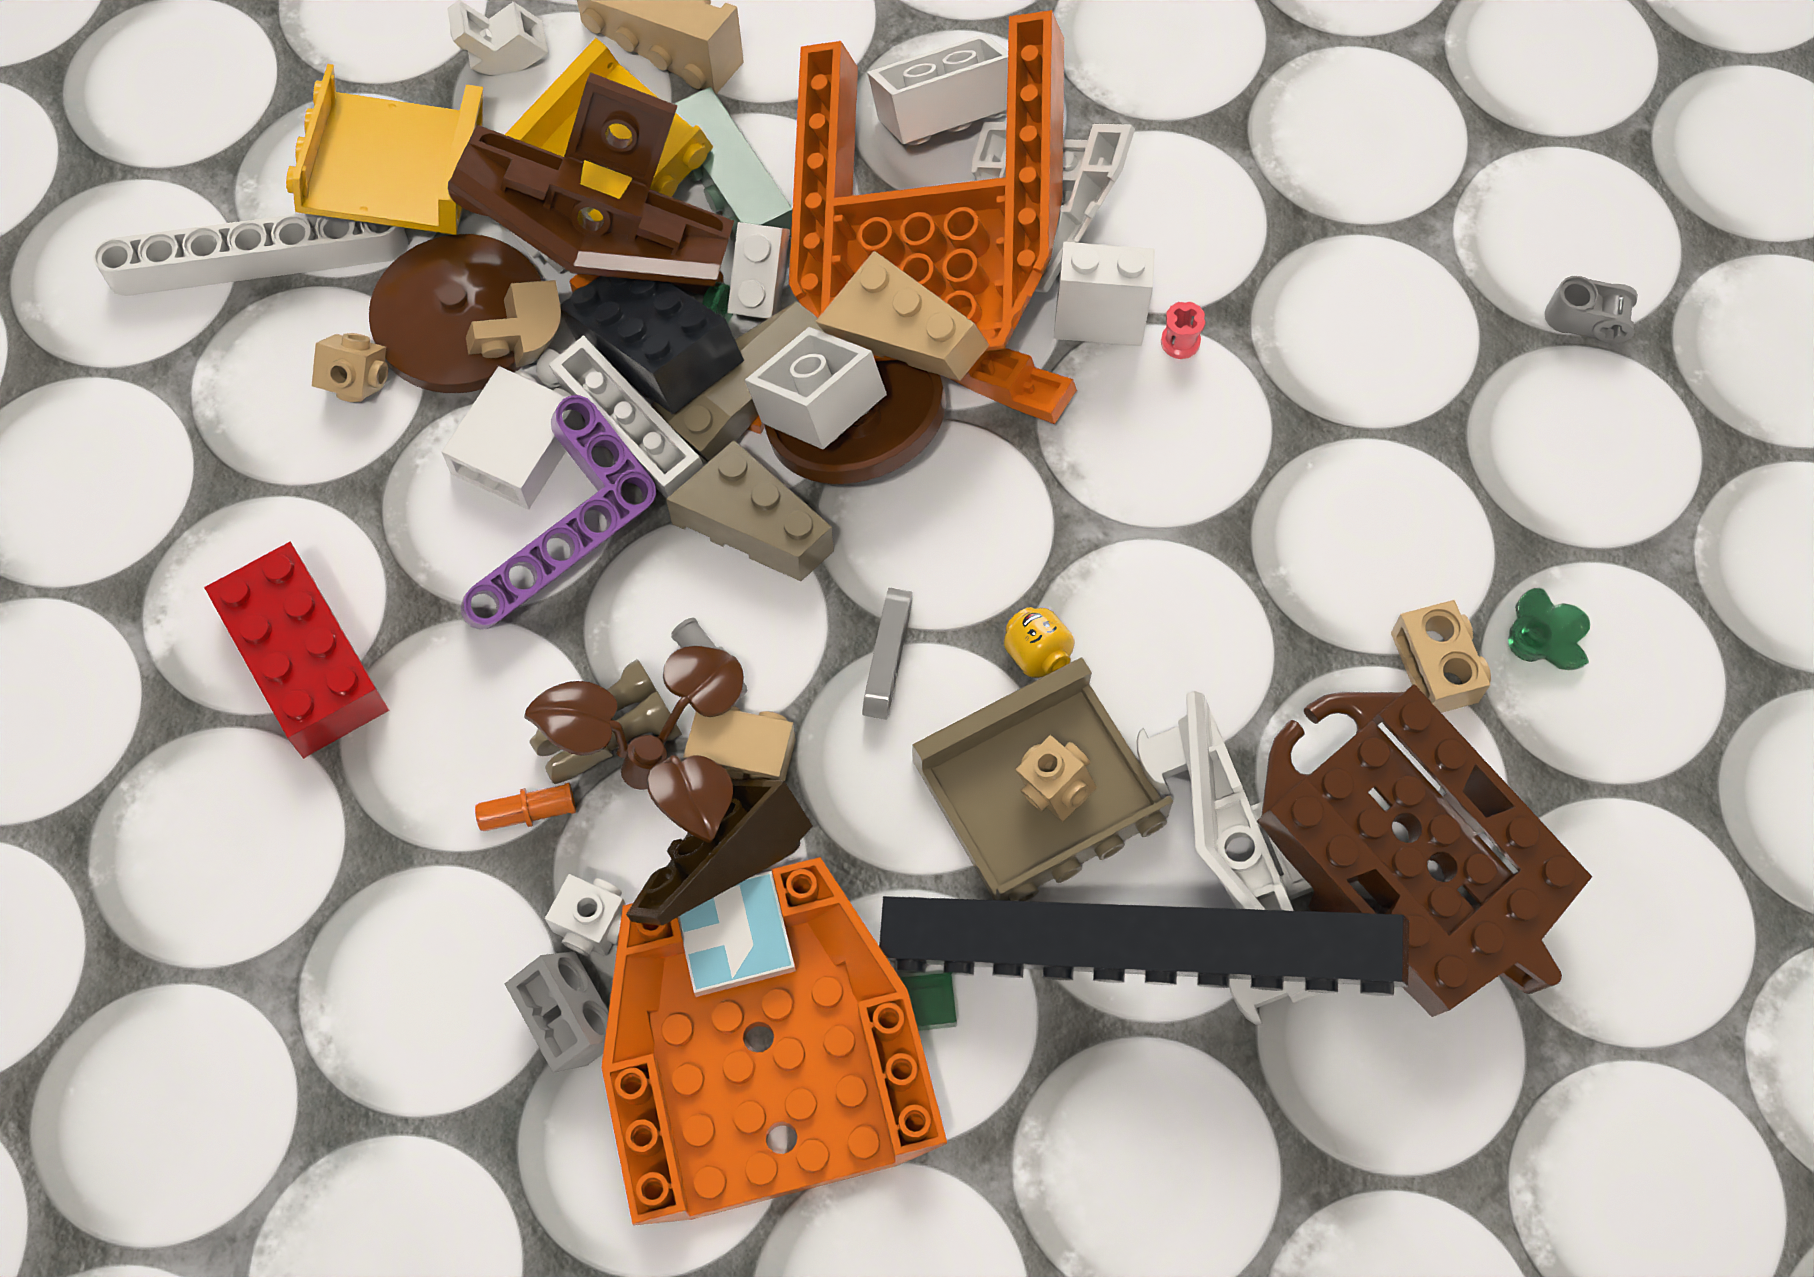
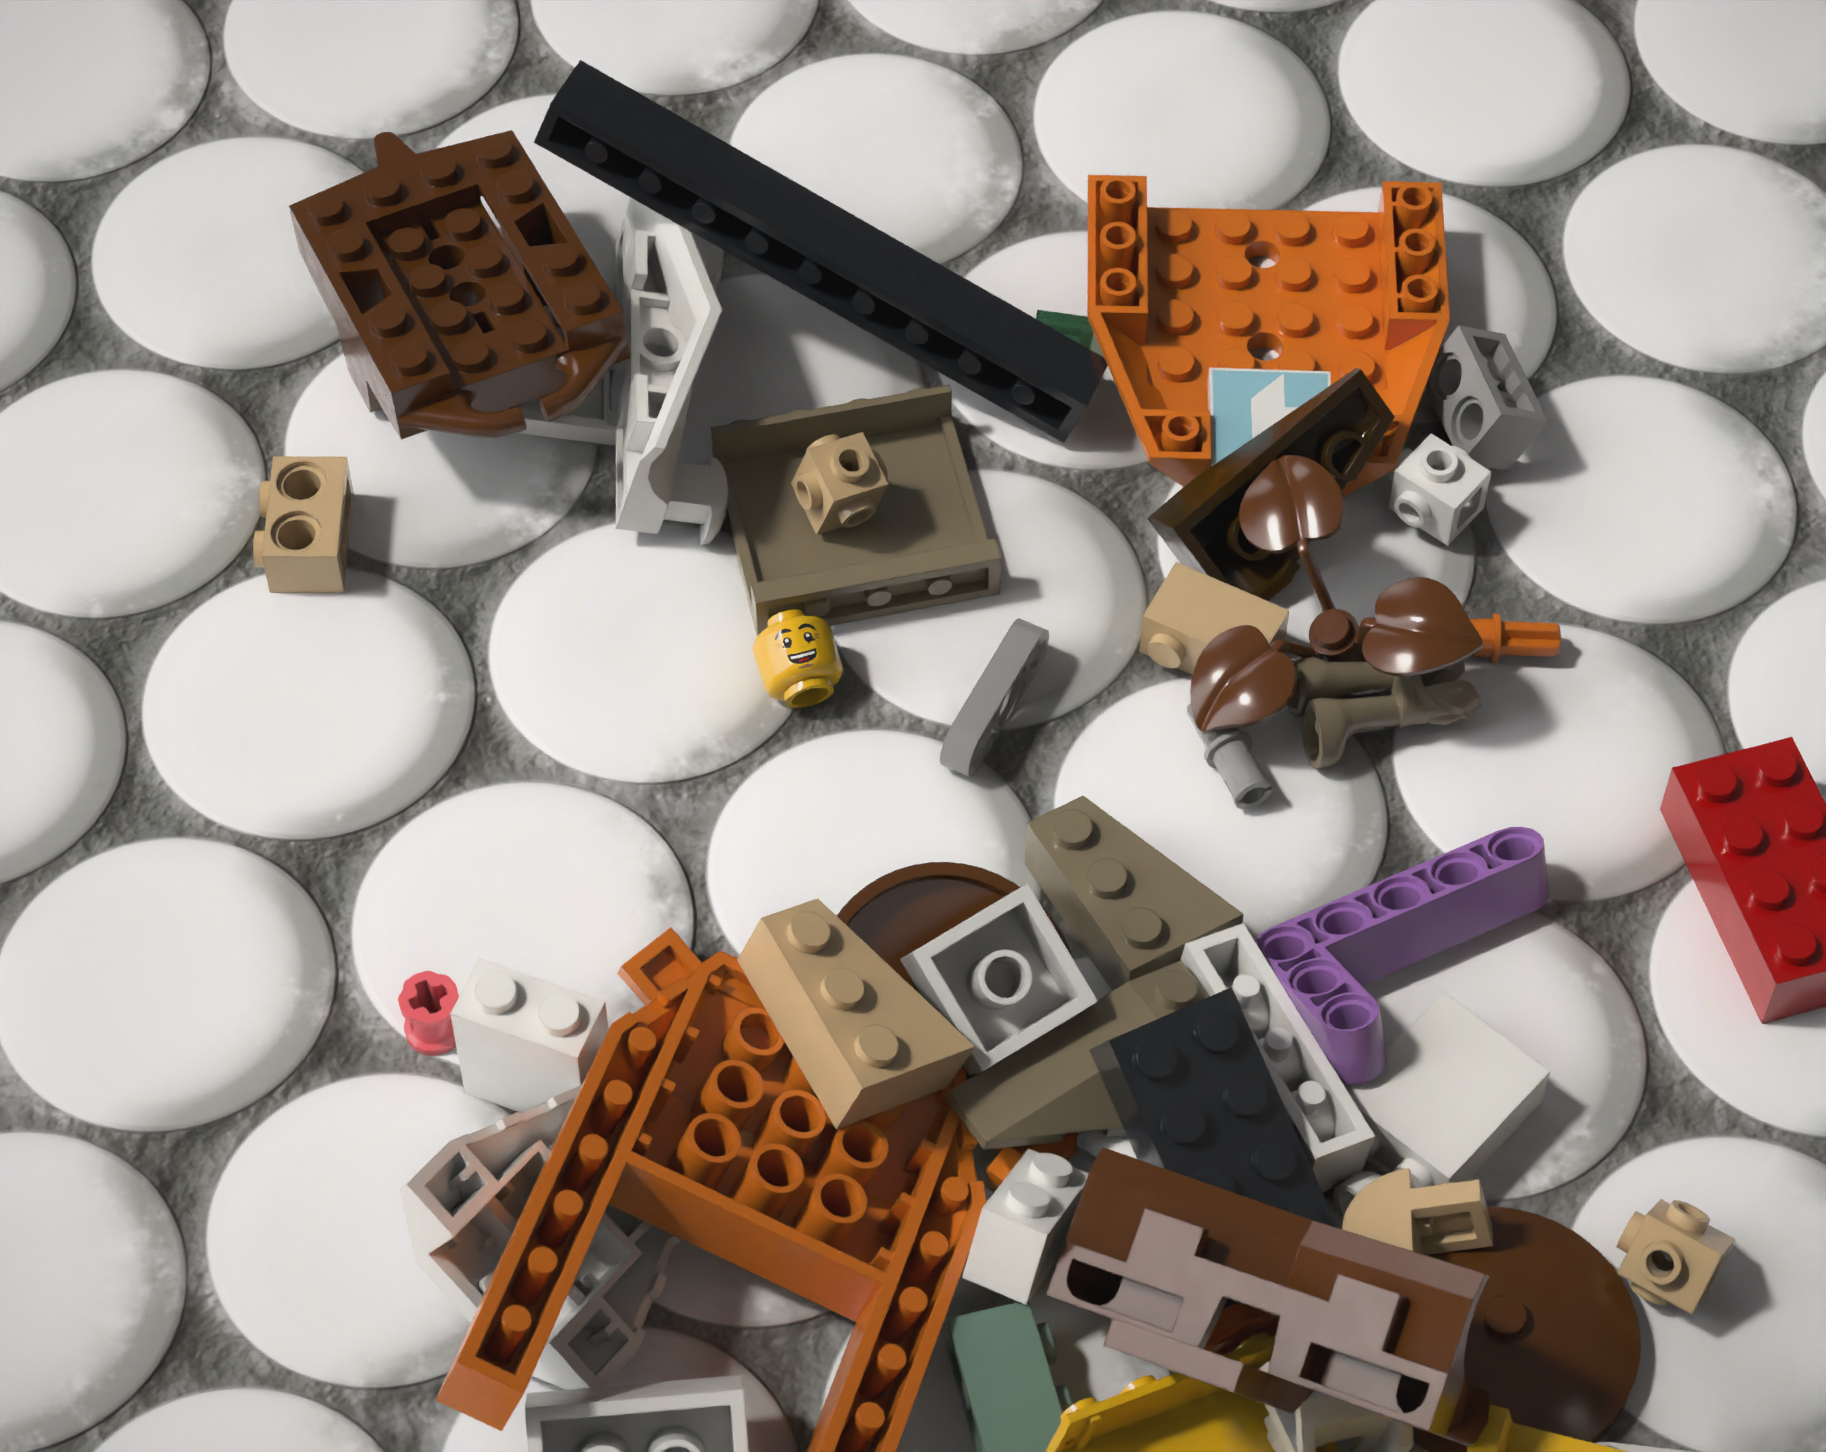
camera: 165 degrees left, 10 degrees down
(1548, 631) = (153, 534): clear green plate -> none

